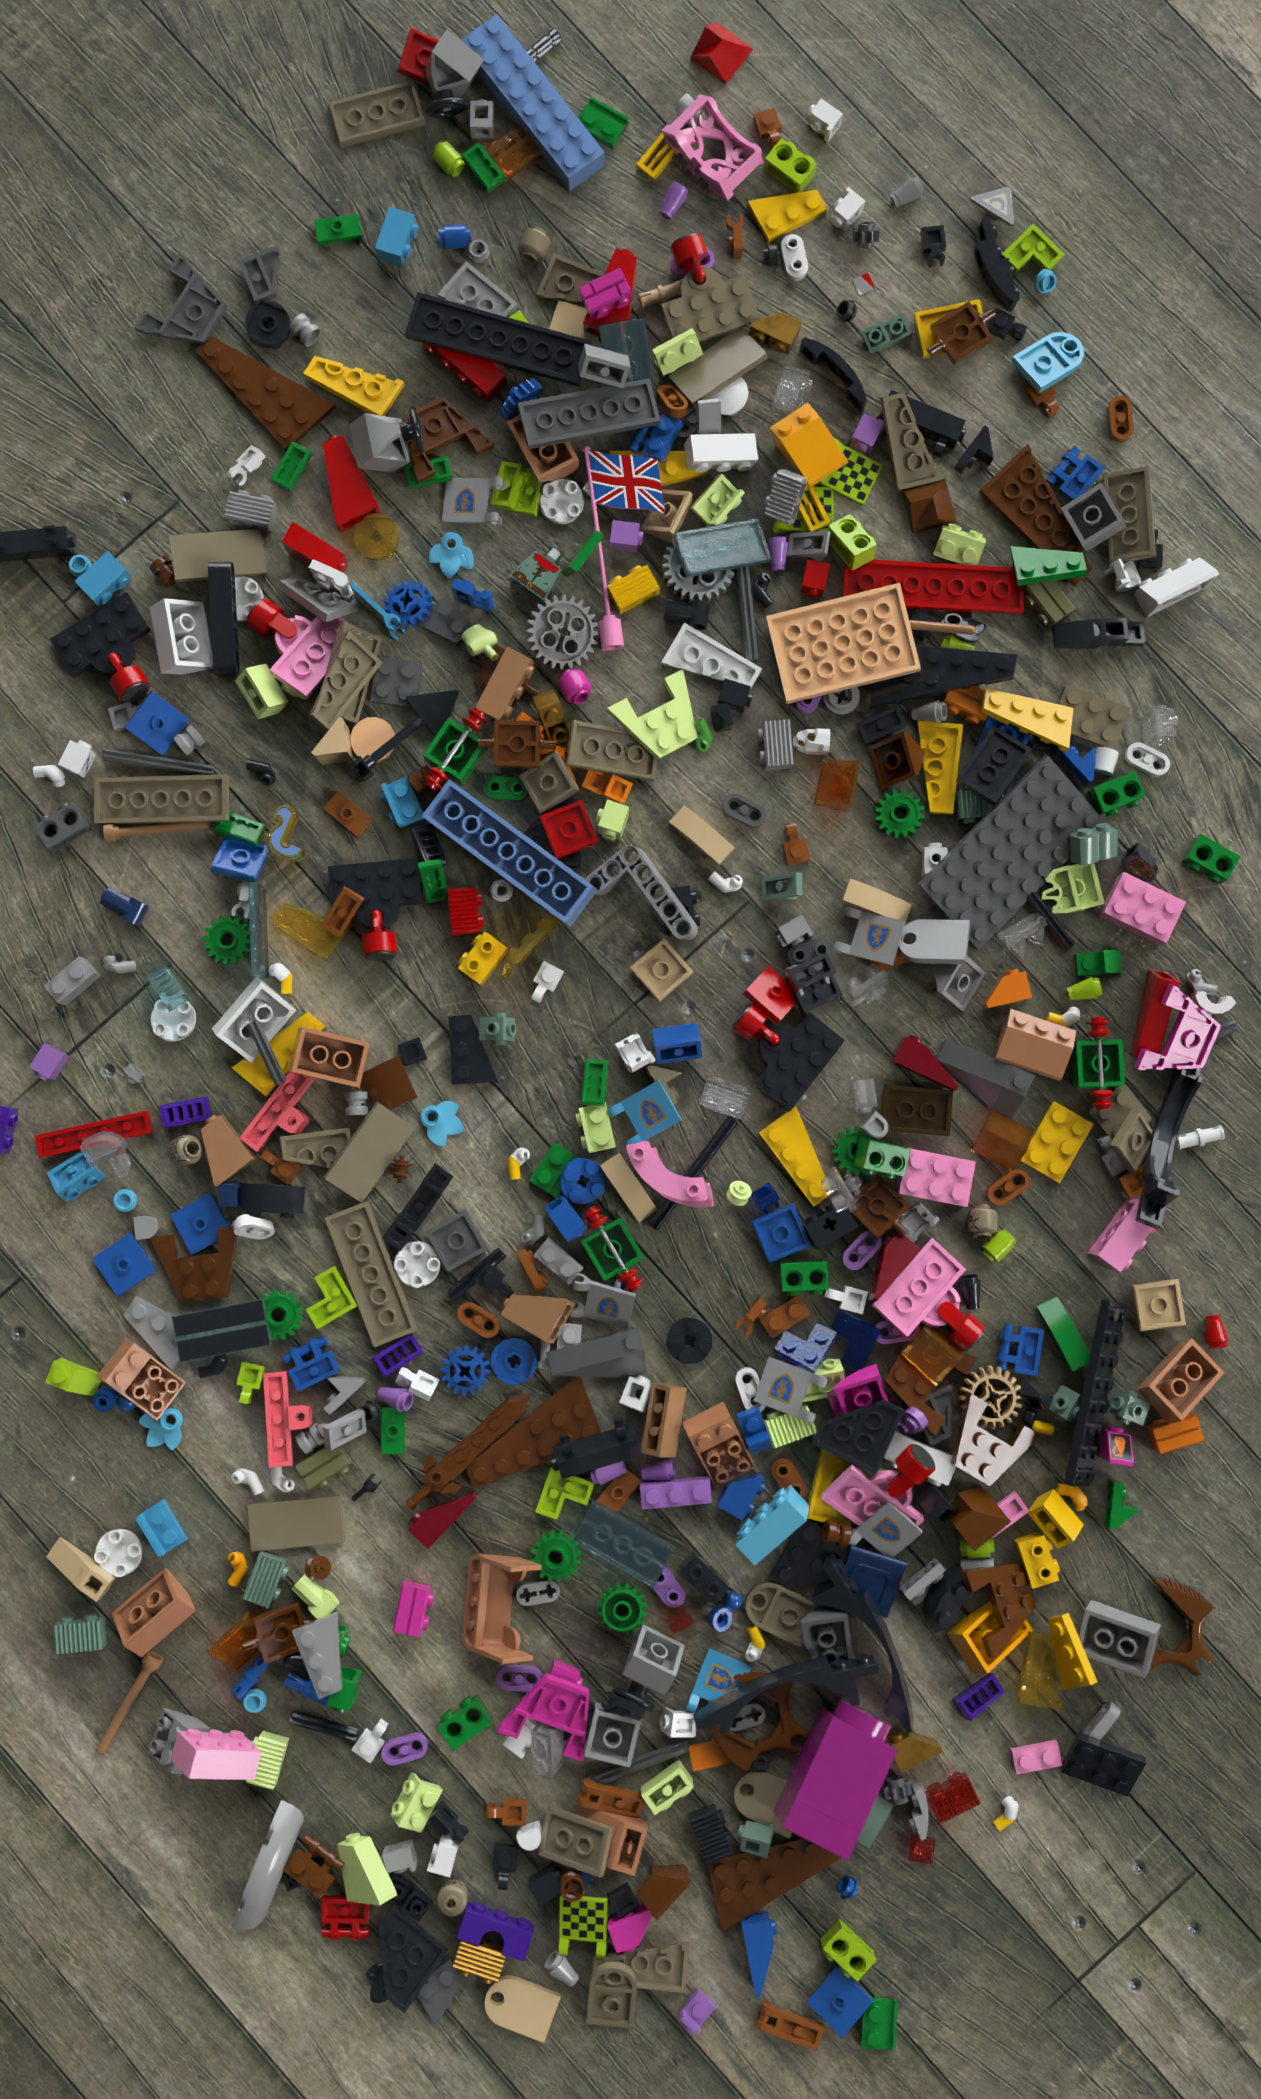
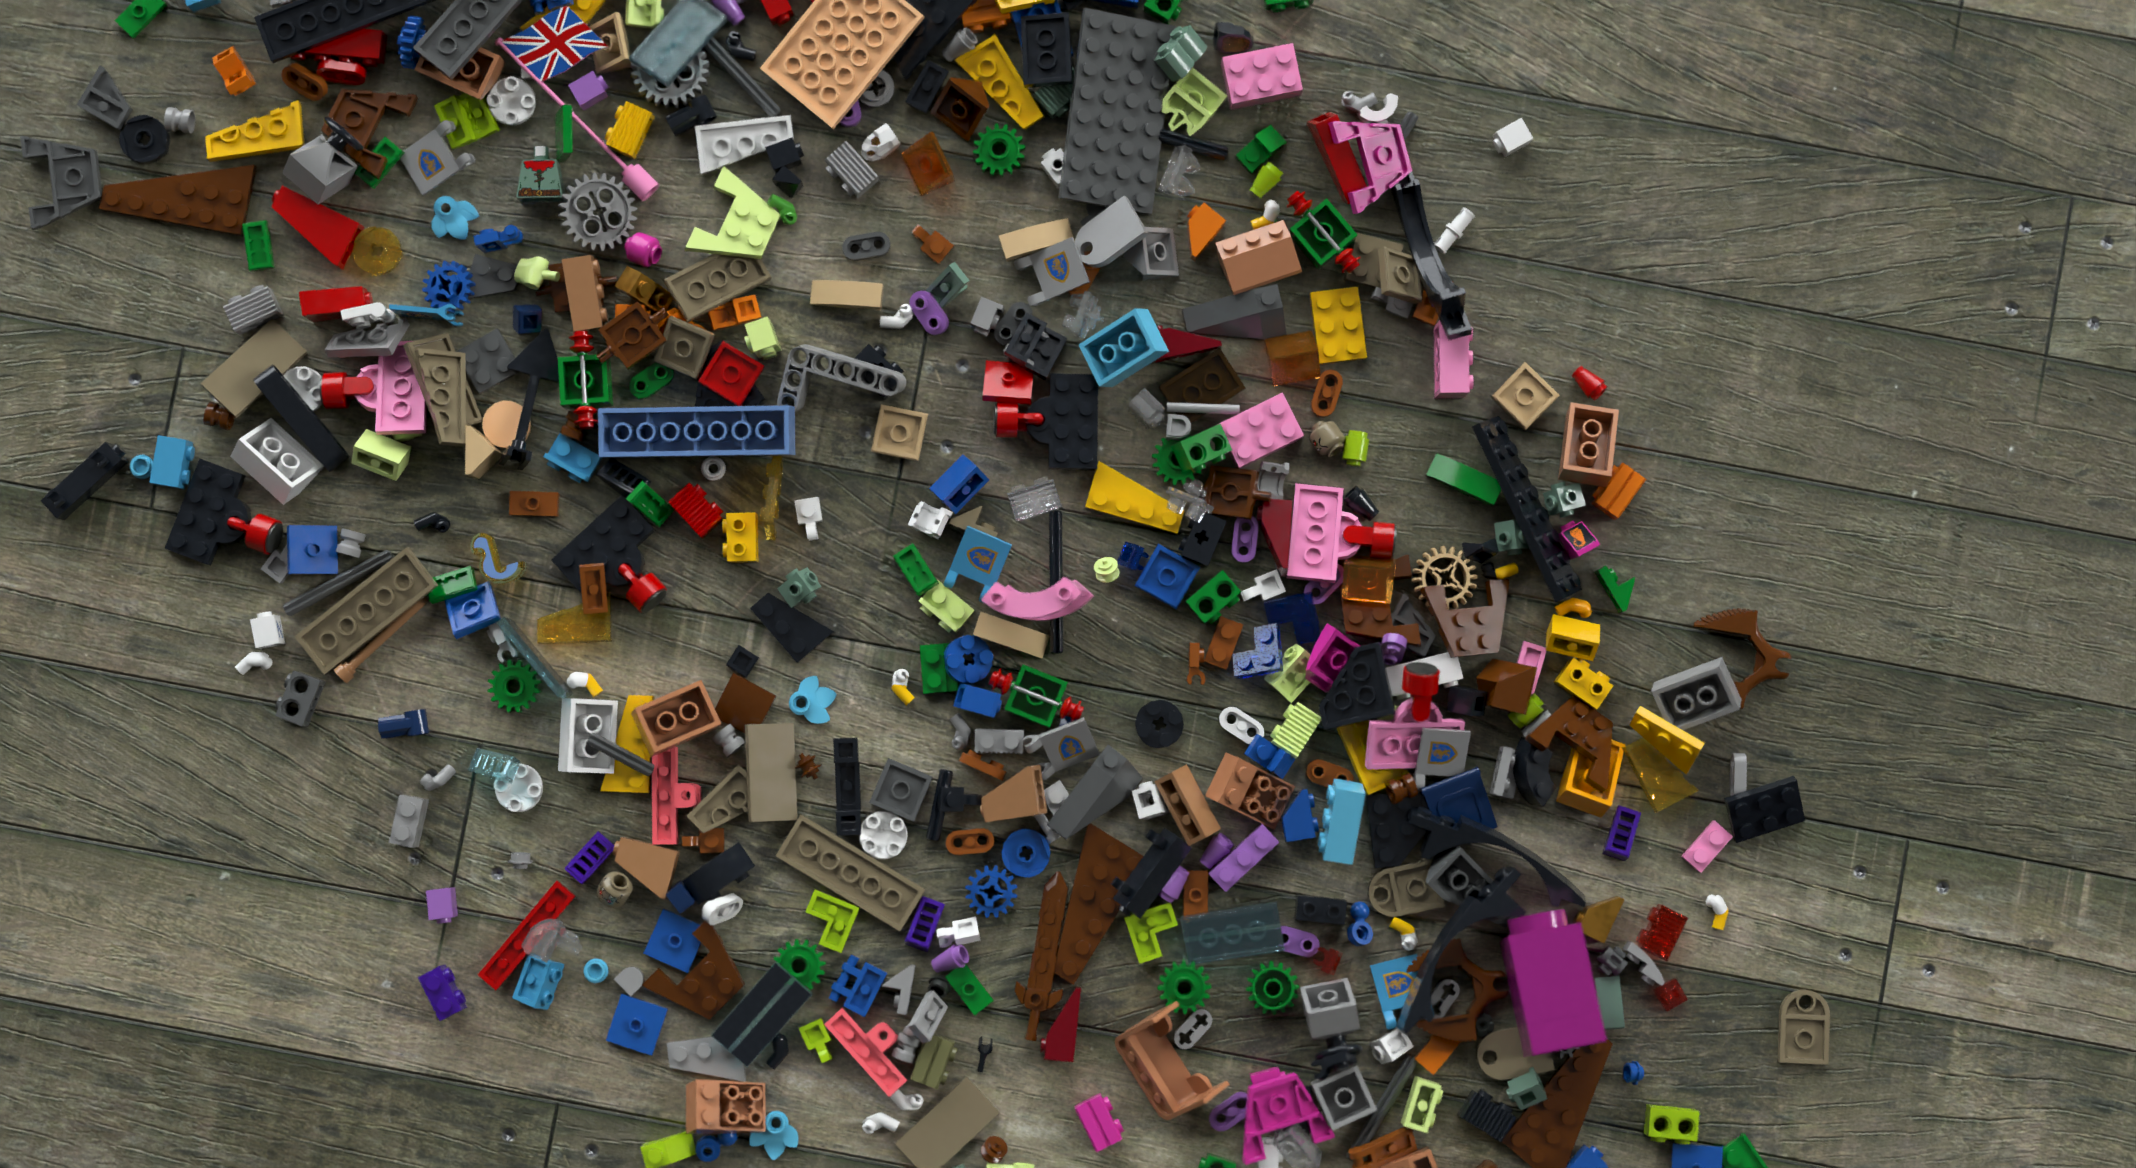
camera: 35 degrees left, 0 degrees up
(247, 462) = (217, 270): white plate -> none
(372, 323) = (233, 71): none -> orange brick
(419, 370) = (305, 82): none -> dark orange plate
(448, 672) = (527, 318): none -> dark blue slope
(451, 384) = (341, 72): none -> red plate
(753, 895) = (929, 311): none -> medium lavender plate
(785, 1388) = (1267, 700): light grey flag -> none
(880, 1035) = (1123, 347): none -> medium azure brick
(904, 1126) = (1203, 408): none -> light grey bar
(1002, 1958) = (1804, 1032): none -> dark tan tile
(1027, 1349) = (1445, 516): blue plate -> none

